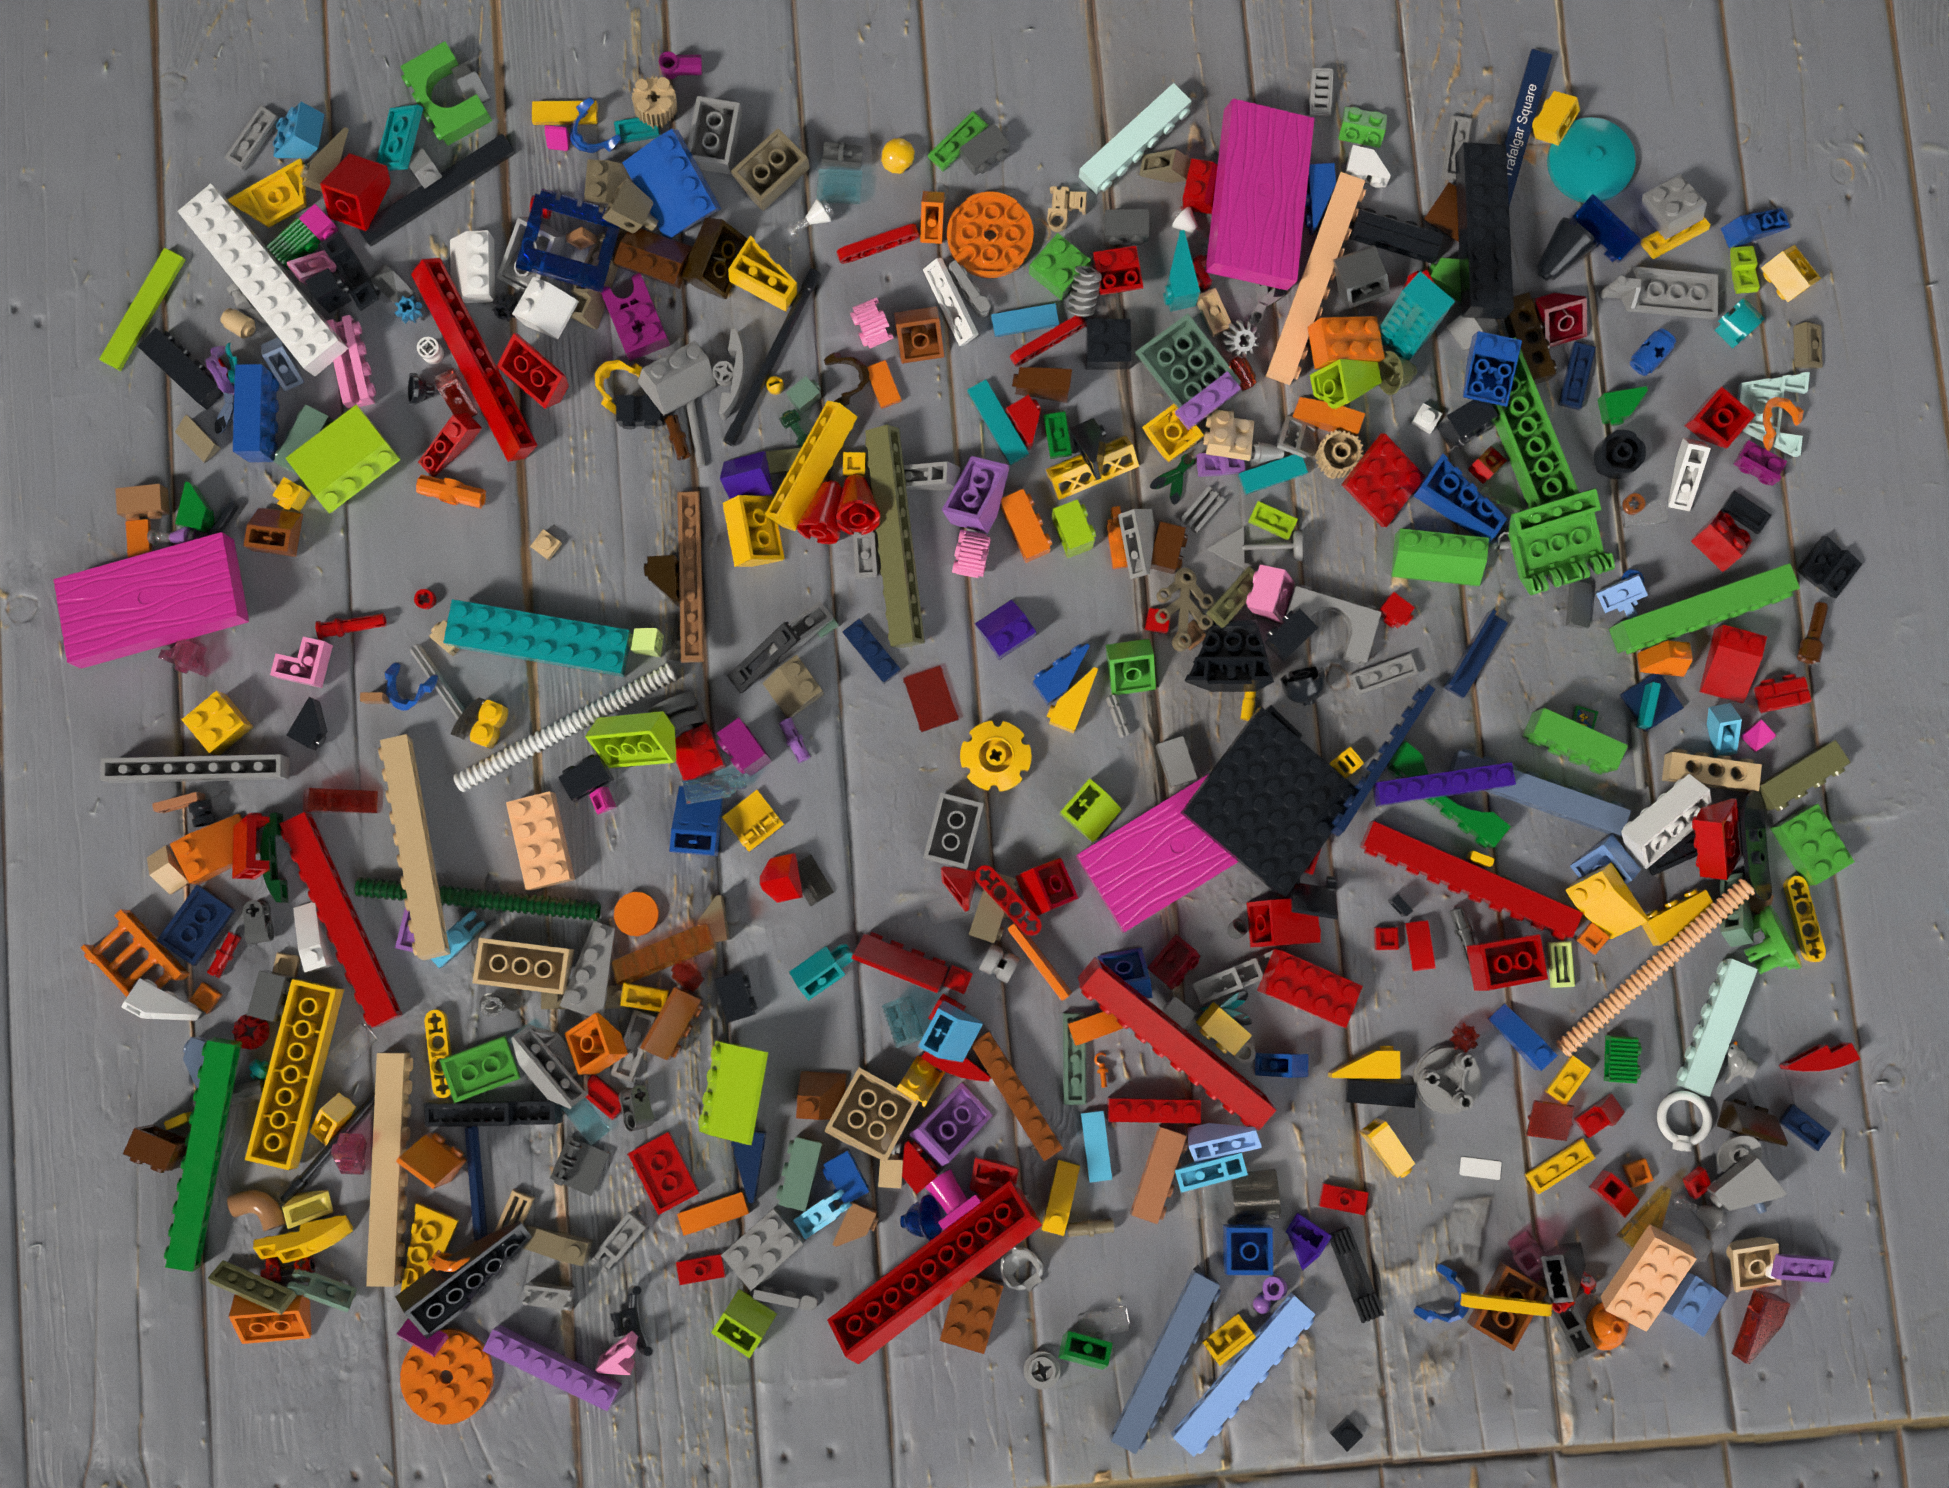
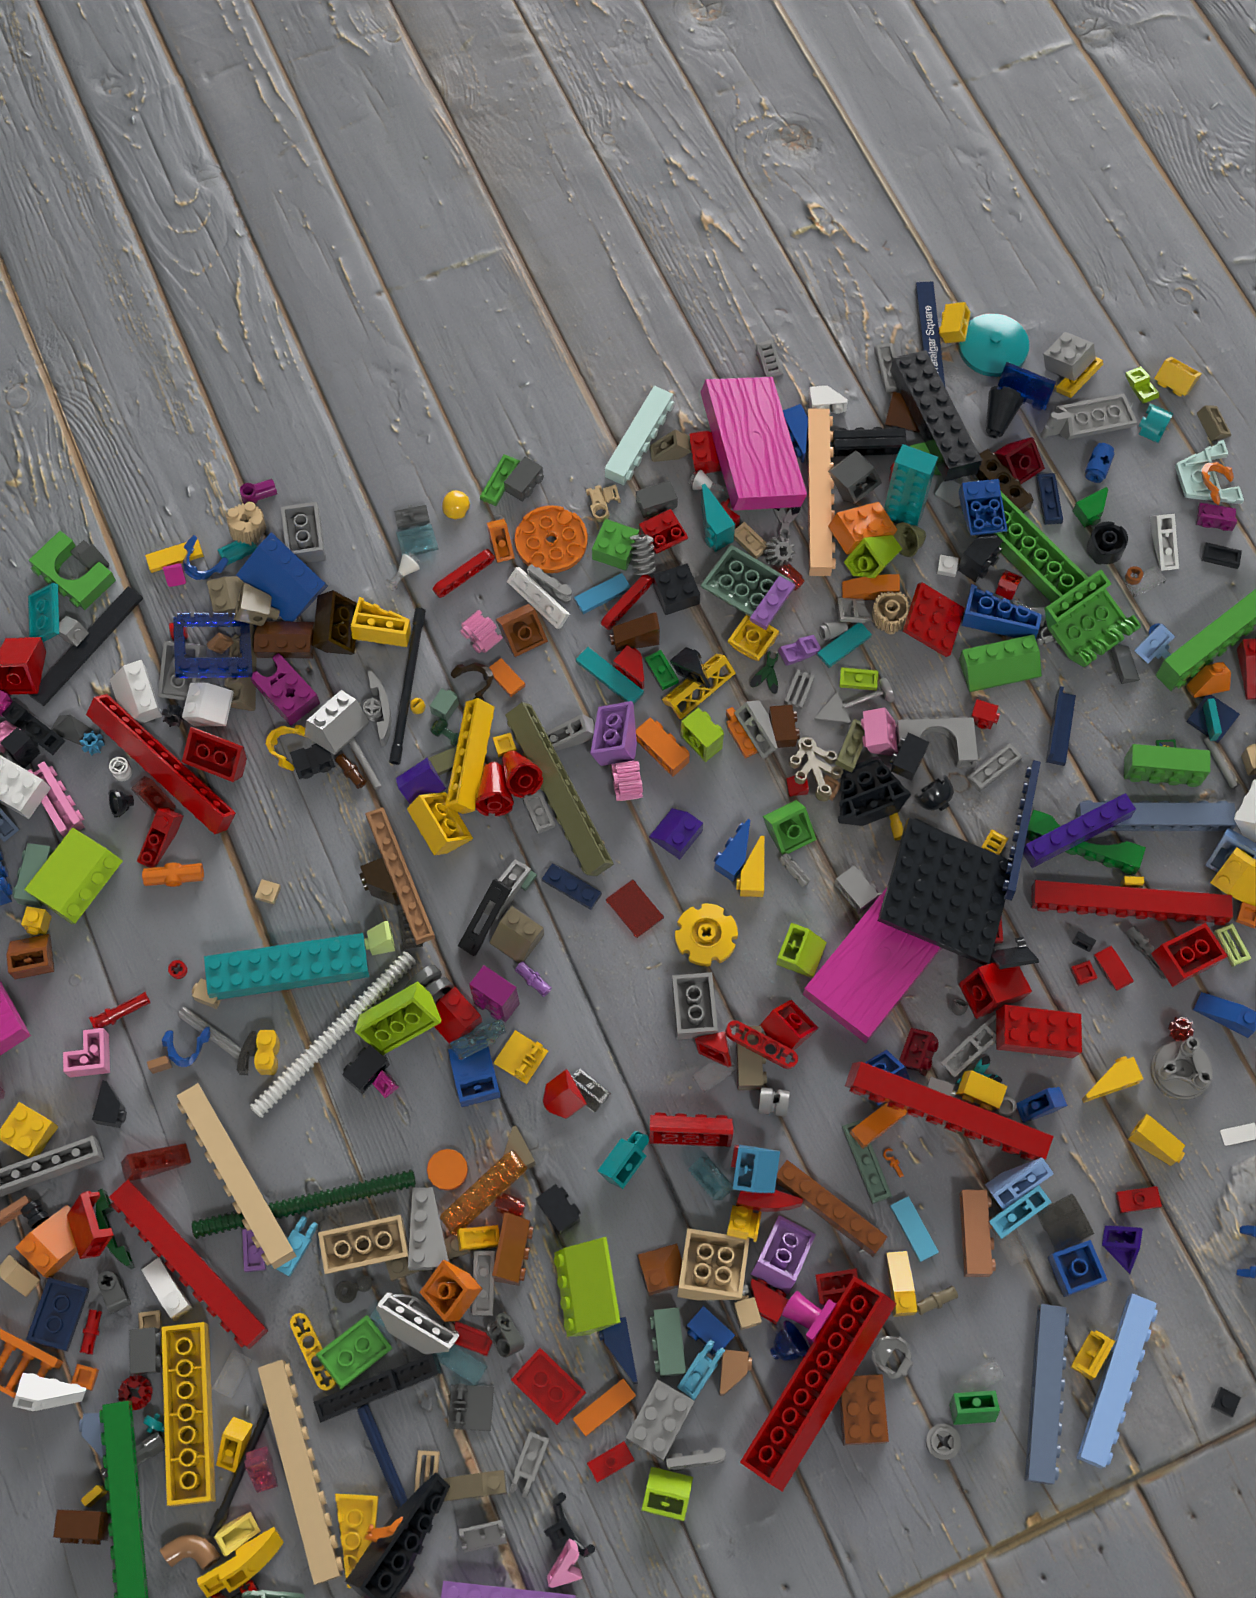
camera: 20 degrees left, 15 degrees down
(432, 1160) = (340, 1444): orange slope -> none
(540, 841) = (343, 1135): light nougat brick -> none
(770, 169) = (358, 544): dark tan slope -> none
(958, 979) = (743, 1129): red plate -> none
(1040, 962) = (806, 1088): orange tile -> none
(1153, 1110) = (944, 1180): red arch -> none
(1228, 435) = (798, 626): tan plate -> none
(1262, 1303) = (1107, 1313): medium lavender plate -> none
(1363, 127) = (811, 374): bright green bracket -> none
(1367, 1305) = (1197, 1282): black container -> none
(1380, 1093) = (1132, 1100): black tile -> none
(1720, 419) = (1171, 493): red slope -> none
(1722, 540) = (1213, 580): red slope -> none
(1754, 227) = (1136, 352): blue slope -> none

